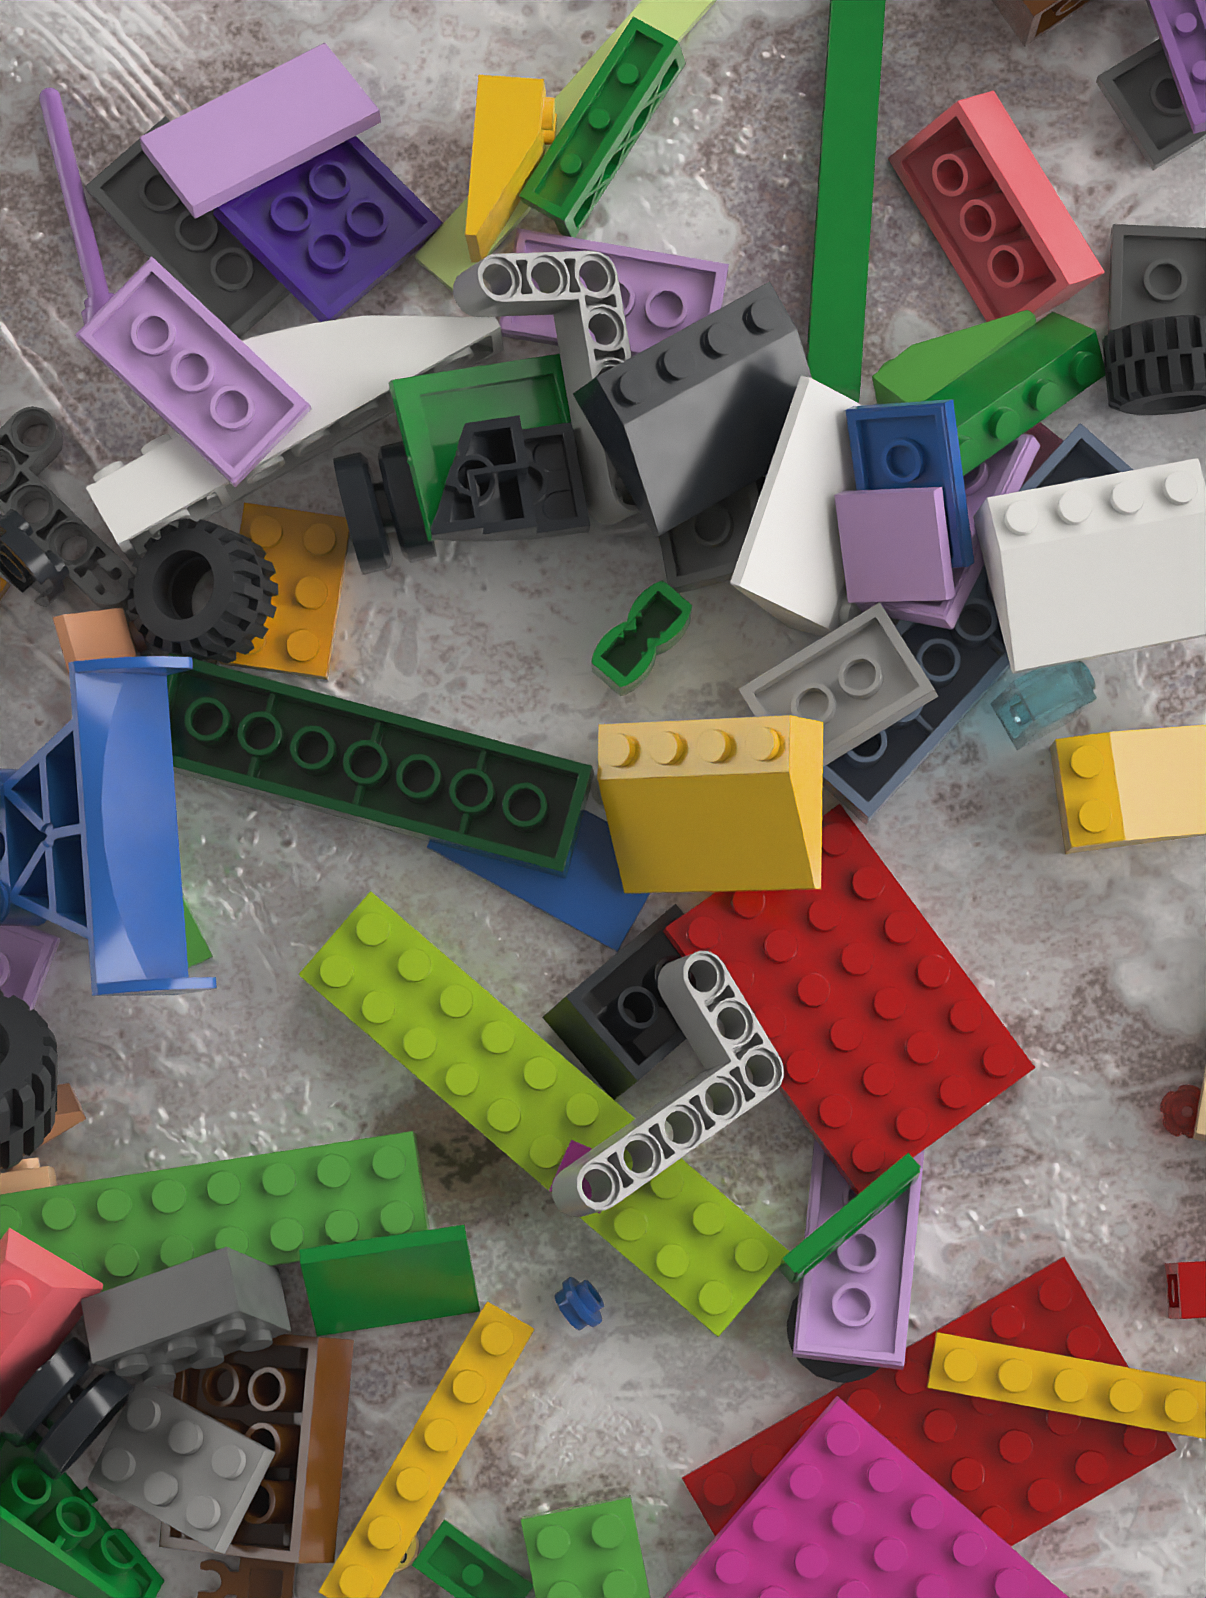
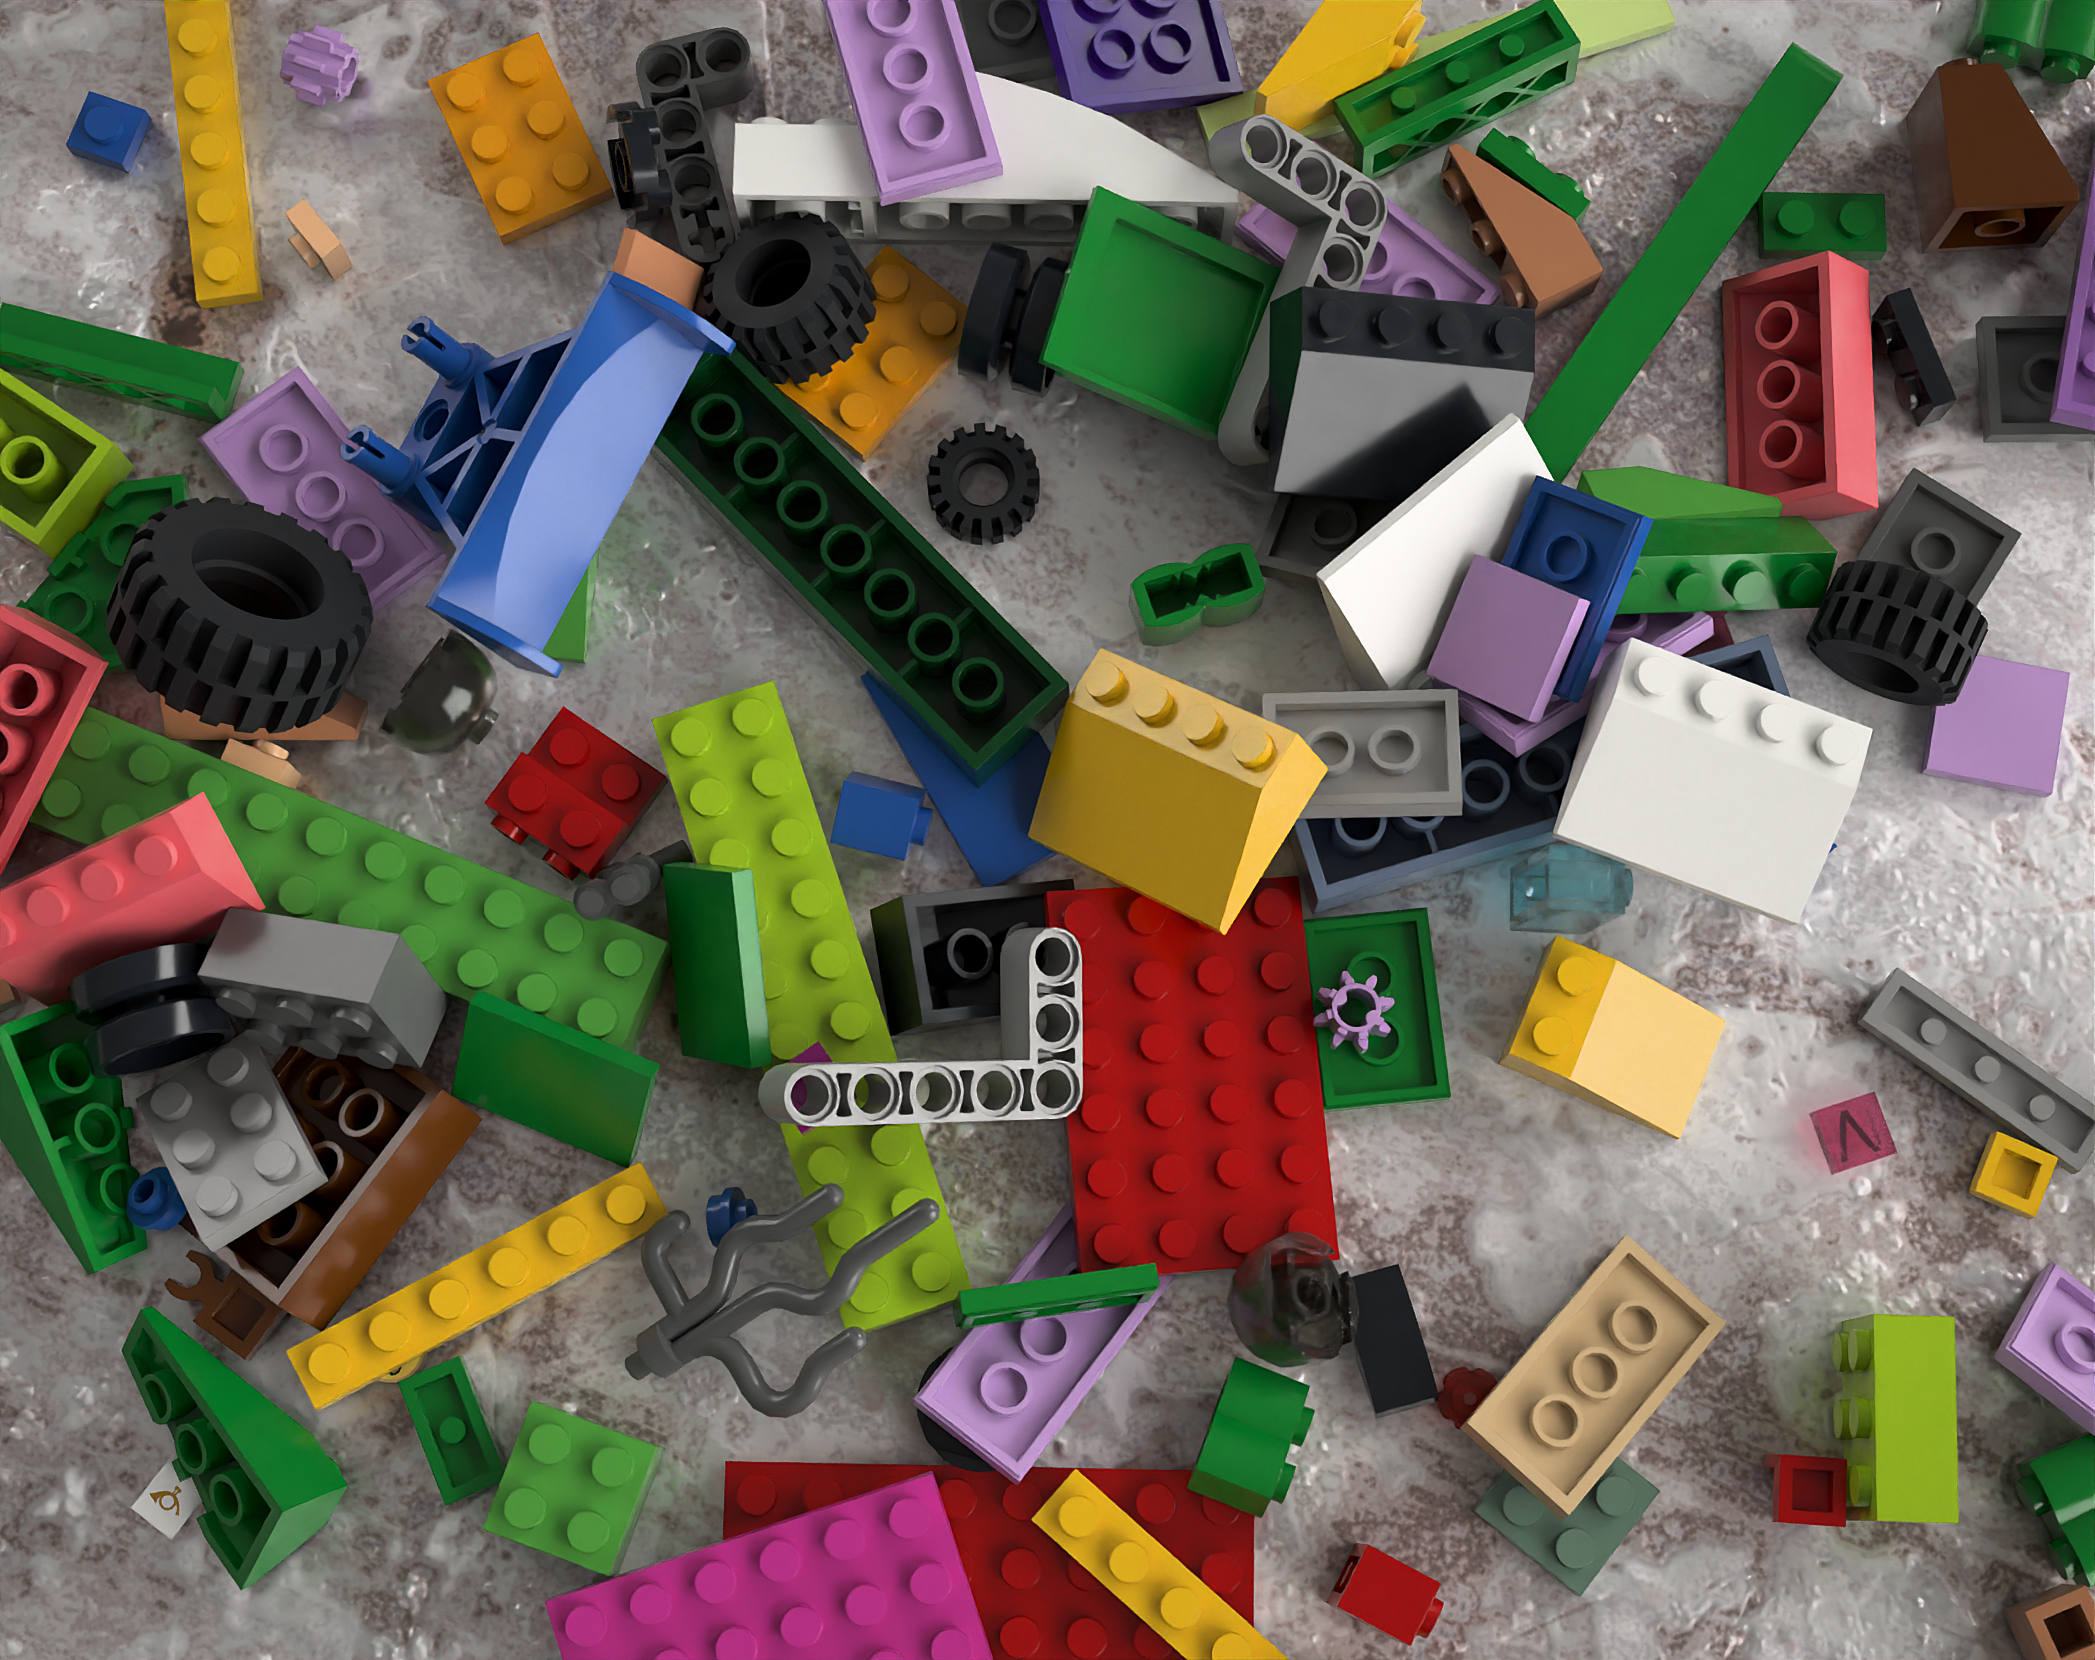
camera: 25 degrees right, 5 degrees down
(130, 1048) = (445, 699): none -> clear smoke cylinder
(151, 1542) = (155, 1201): none -> blue plate
(270, 1062) = (574, 796): none -> red plate
(354, 1103) = (627, 881): none -> dark grey piece
(422, 613) = (976, 448): none -> black tyre
(459, 1126) = (717, 963): none -> green tile
(508, 943) = (881, 816): none -> blue brick
(512, 484) = (1154, 357): black slope -> none
(604, 1399) = (697, 1328): none -> dark grey plant
(679, 164) = (1519, 162): none -> green plate
(726, 214) = (1531, 241): none -> nougat slope
(938, 70) = (1810, 223): none -> green plate
(954, 867) = (1411, 1059): none -> green tile
(956, 885) = (1371, 1023): none -> lavender gear
(1025, 1124) = (1291, 1309): none -> clear smoke cylinder
(1047, 125) = (1920, 376): none -> black plate
(1048, 1235) = (1251, 1438): none -> green brick
(1104, 1106) = (1391, 1345): none -> black slope

